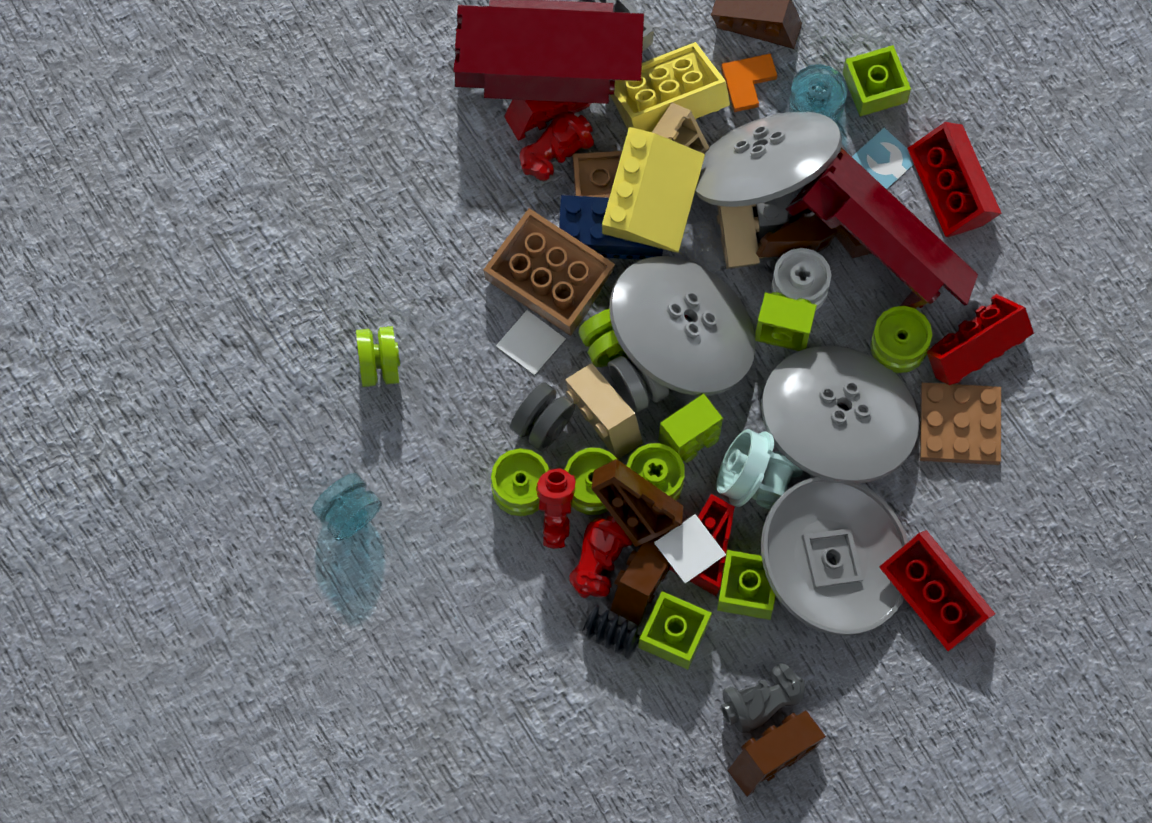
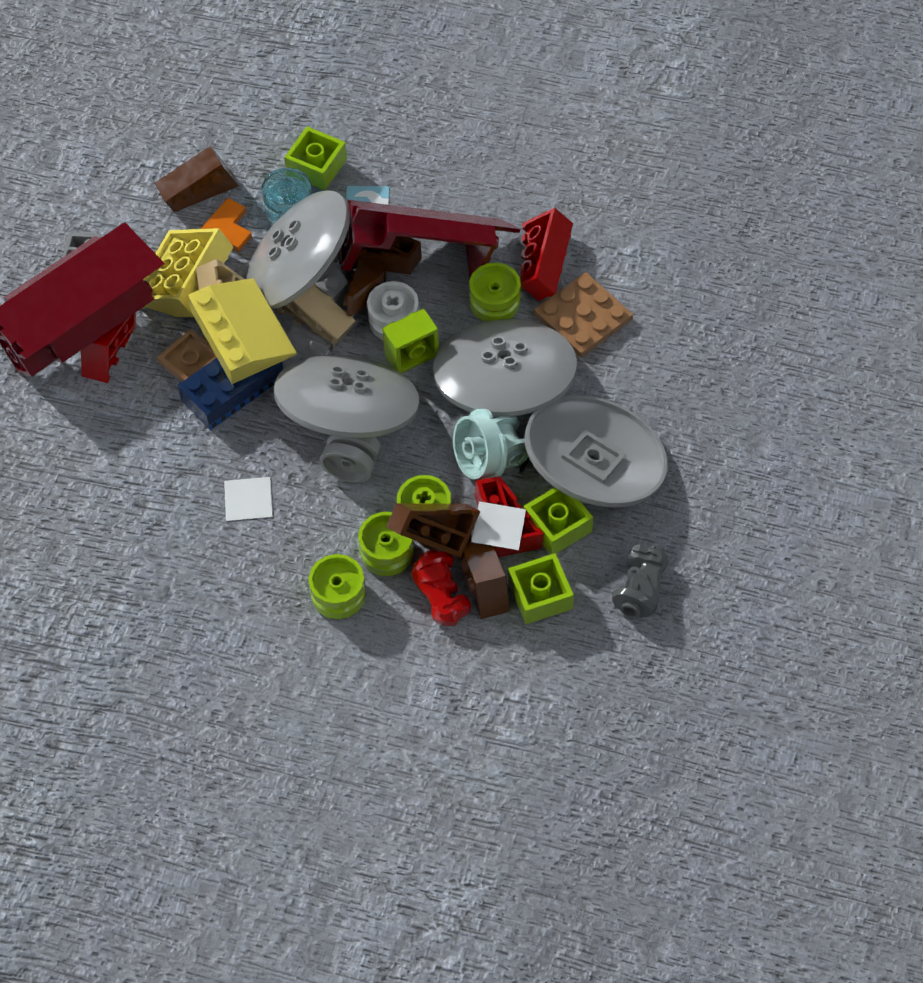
camera: 40 degrees left, 10 degrees down
(346, 506) = (231, 704): clear light blue wheel -> none
(378, 356) = (152, 589): lime wheel -> none
(542, 416) = (310, 531): dark grey wheel -> none
(549, 271) = (218, 439): medium nougat slope -> none
(555, 497) = (375, 565): red animal -> none
(559, 141) = (139, 356): red animal -> none
(600, 338) = (301, 447): lime wheel -> none
(604, 410) = (345, 493): tan wedge -> none
(612, 632) = (498, 626): black piece -> none
(691, 428) = (419, 451): lime brick -> none
(775, 751) = (686, 607): reddish brown wedge -> none
(937, 590) = (679, 419): red slope -> none
(954, 179) = (425, 178): red slope -> none

